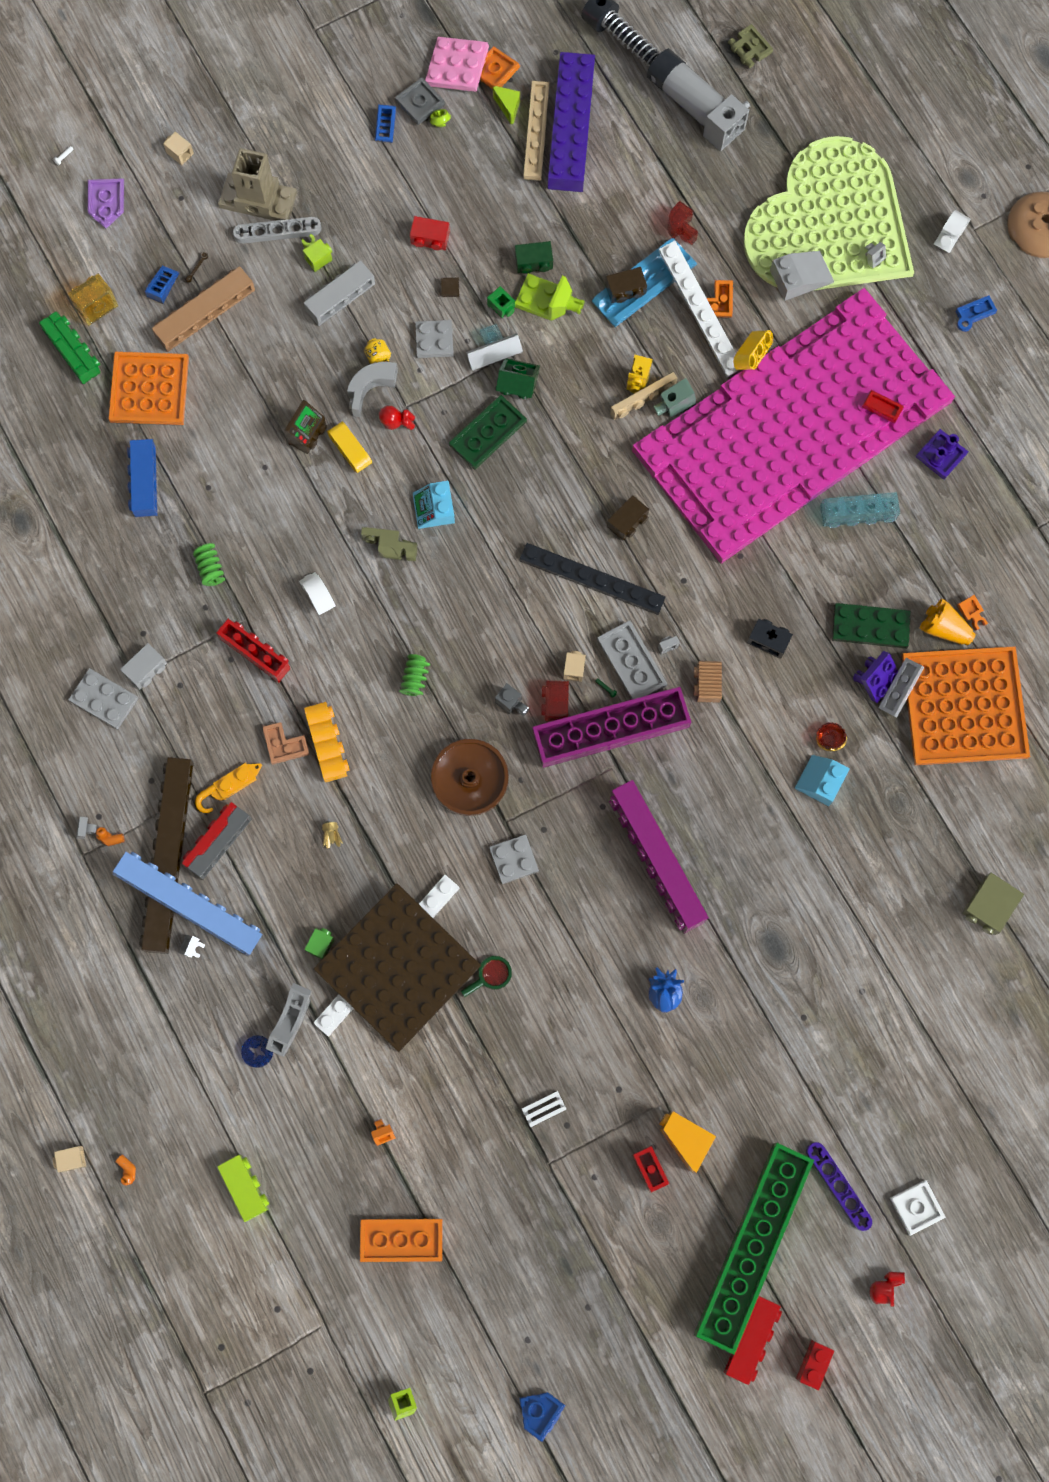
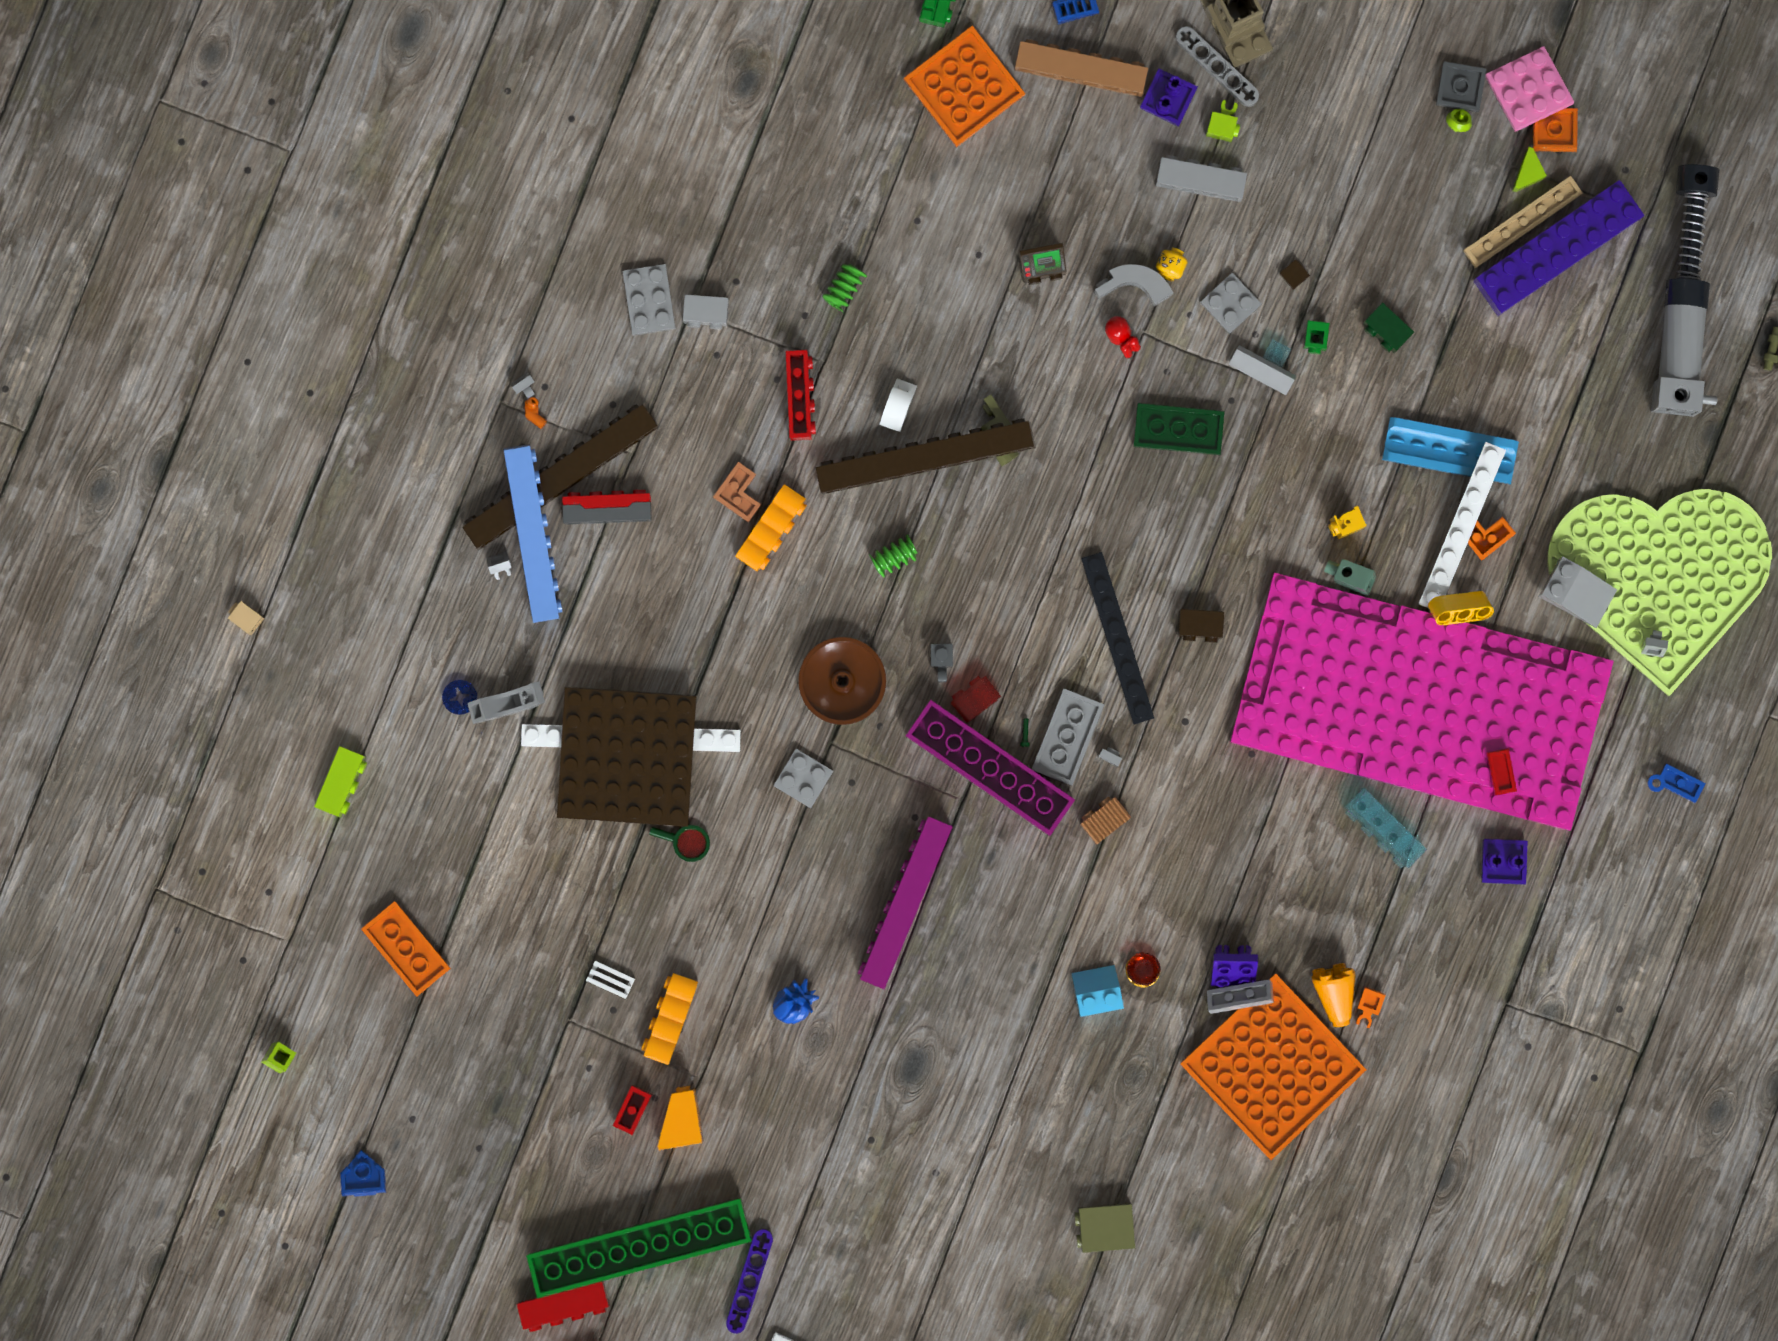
camera: 55 degrees right, 10 degrees up
(128, 1170) = (276, 674): orange arm -> none
(143, 478) = (874, 158): blue brick -> none
(204, 255) = (1135, 21): dark brown hinge -> none
(228, 785) = (663, 475): light orange plate -> none
(269, 271) = (1168, 97): none -> dark purple plate
(320, 943) = (592, 673): bright green brick -> none
(331, 834) = (694, 602): pearl gold piece -> none
(349, 447) = (1059, 316): yellow beam -> none
(366, 601) = (925, 457): none -> dark brown brick
(383, 1133) = (479, 860): orange tile -> none
(385, 109) = (1391, 79): blue slope -> none
(429, 233) = (1330, 211): red brick -> none
(434, 505) = (1067, 439): medium azure slope -> none
(517, 378) = (1254, 412): dark green slope -> none
(547, 298) = (1357, 373): lime plate -> none
(574, 666) = (1020, 689): tan brick -> none
(608, 1090) = (671, 1017): none -> light orange brick
(626, 285) = (1427, 439): dark brown brick -> none
(638, 399) = (1341, 547): tan plate -> none
(679, 221) = (1536, 432): clear red brick -> none
(760, 640) = (1183, 834): black brick -> none
(871, 625) = (1281, 924): dark green plate -> none
(952, 231) = (1746, 698): white brick -> none

